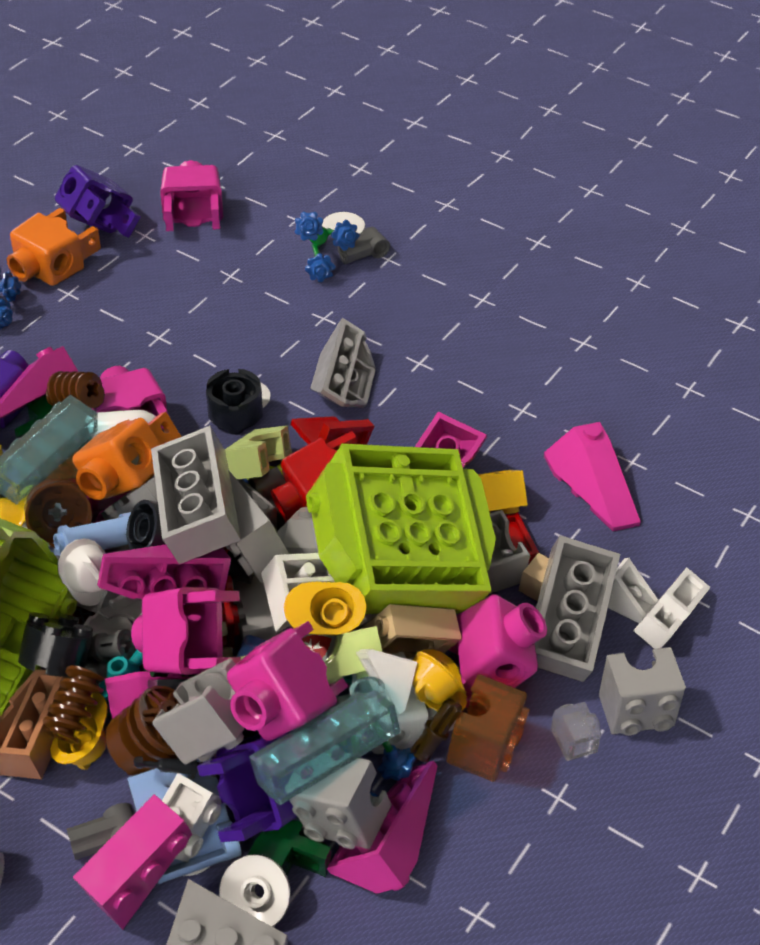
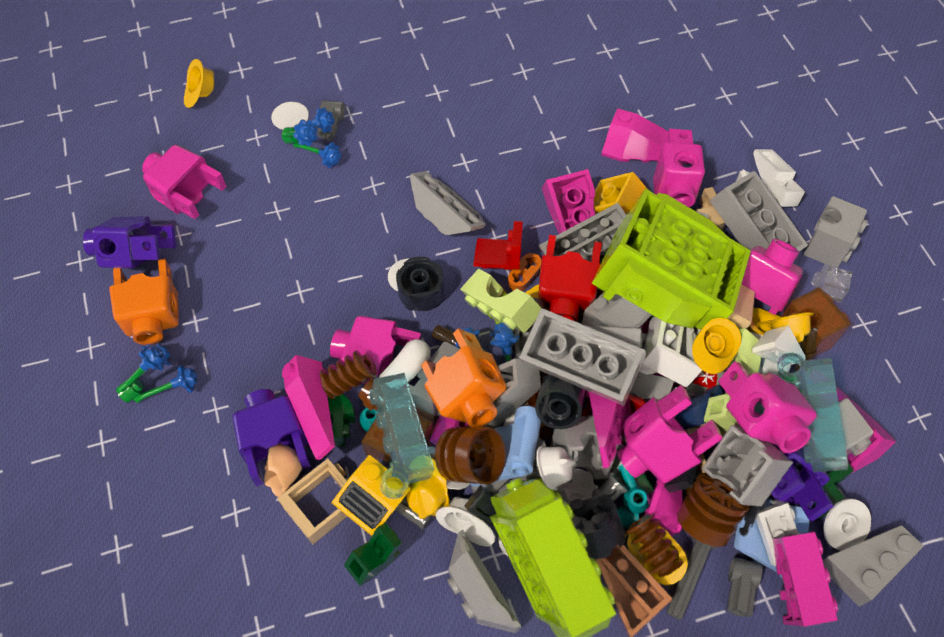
camera: 50 degrees left, 15 degrees up
(76, 783) = (688, 582): none -> dark grey axle
(314, 152) = (199, 83): none -> yellow piece
(576, 518) = (671, 176): none -> dark pink piece

